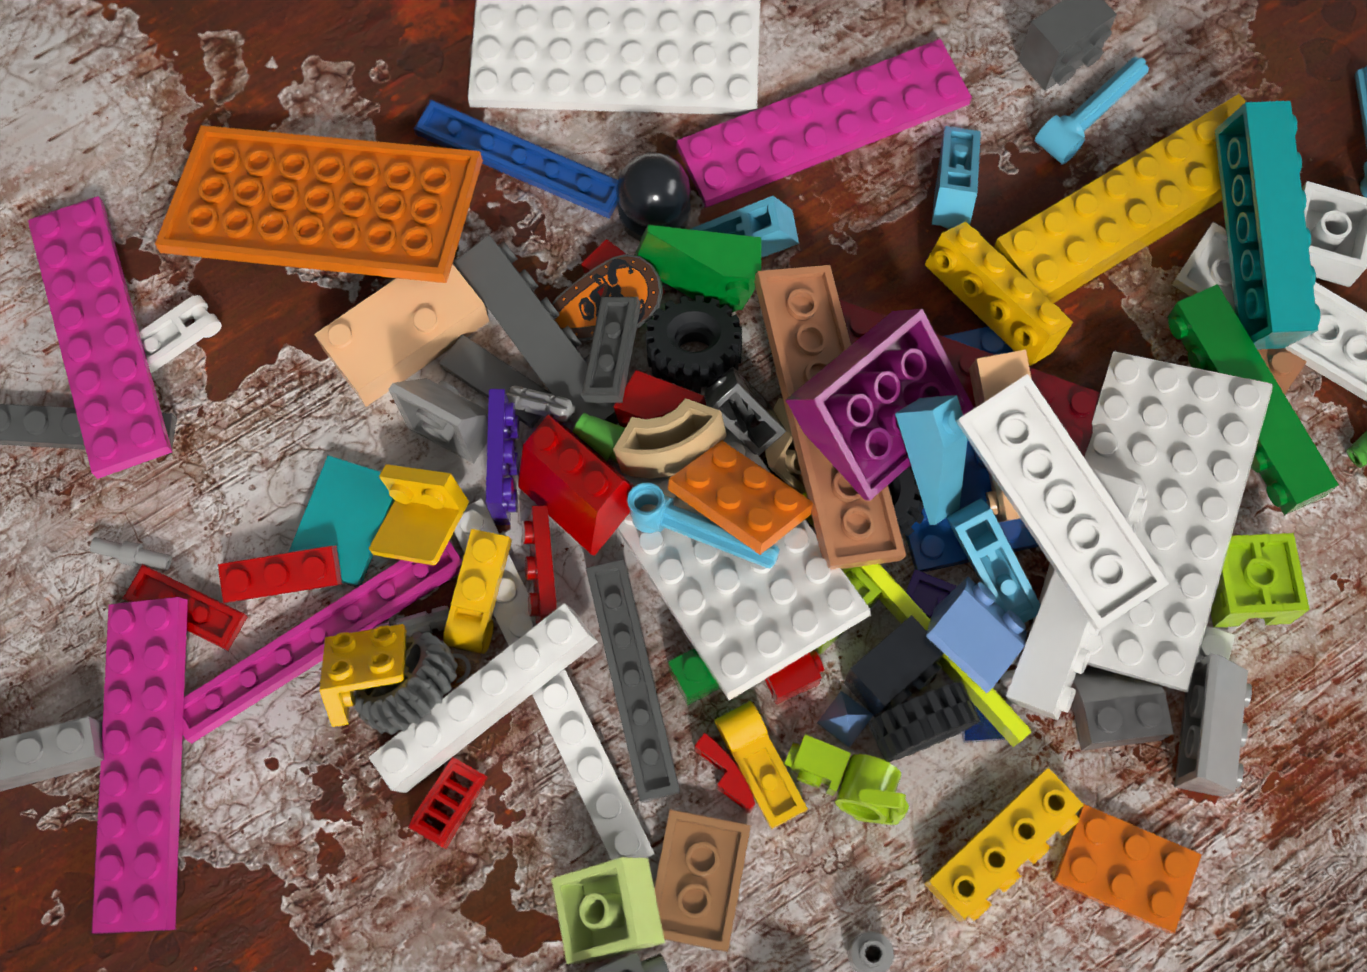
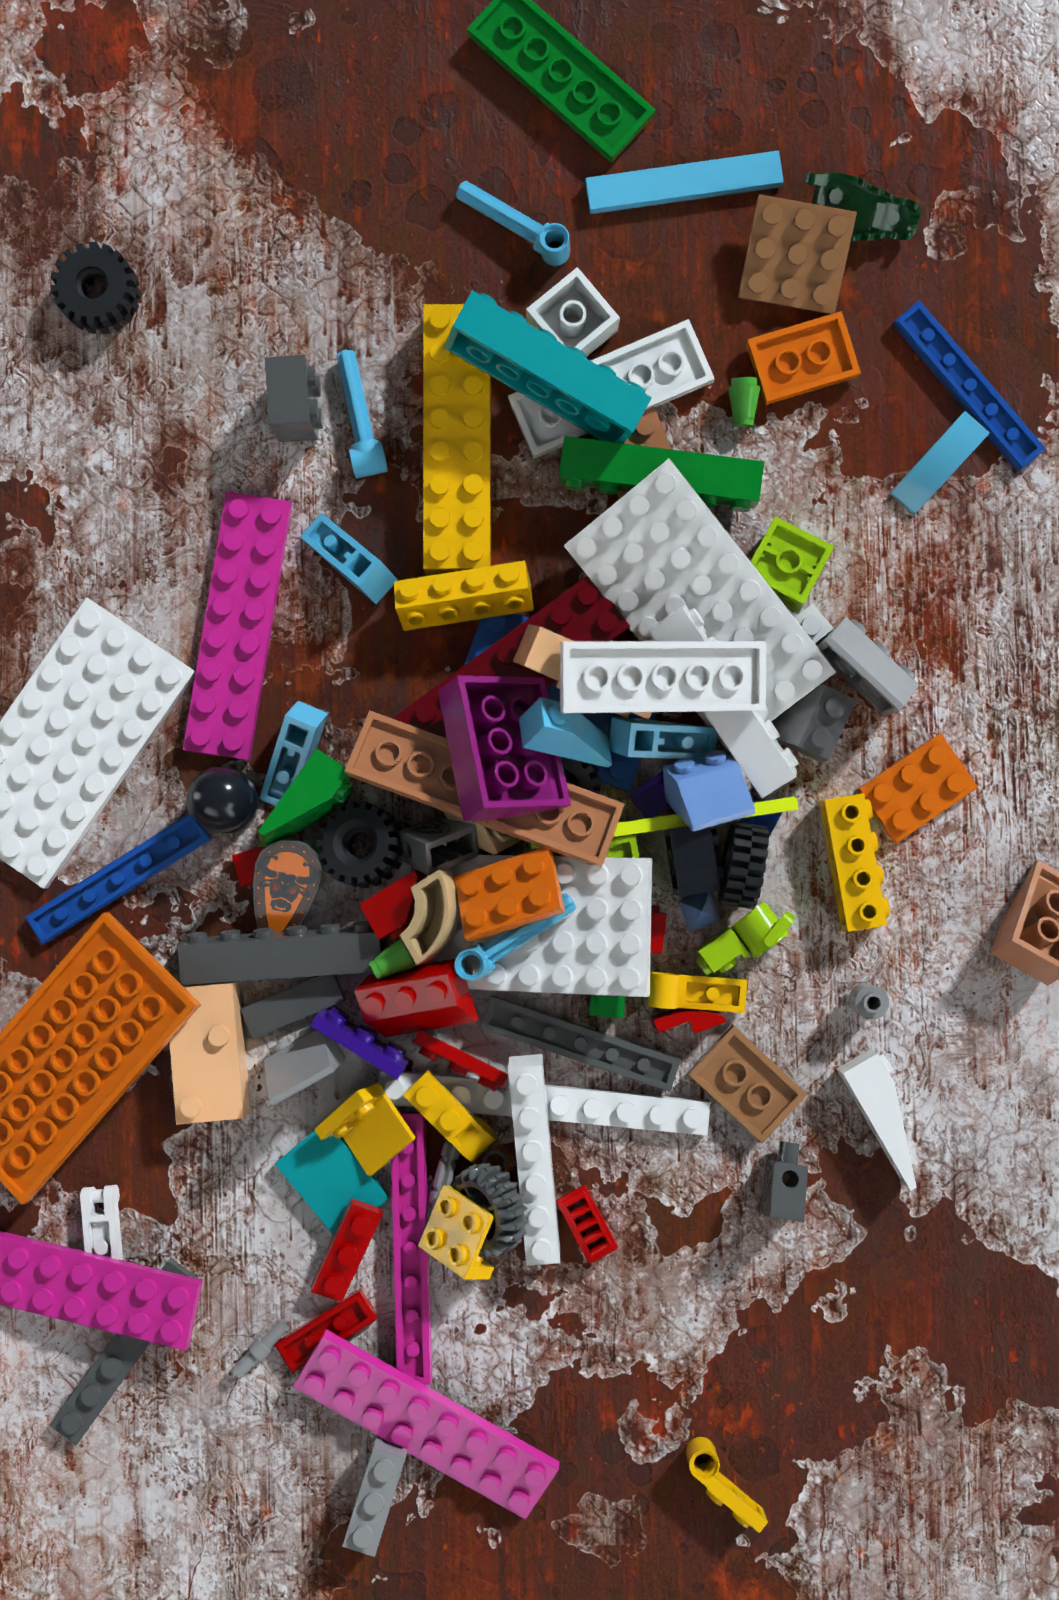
camera: 60 degrees left, 15 degrees up
(541, 403) = (337, 988): light grey axle -> none
(607, 910) = (733, 1161): yellowish green brick -> none
(611, 350) = (331, 912): dark grey tile -> none

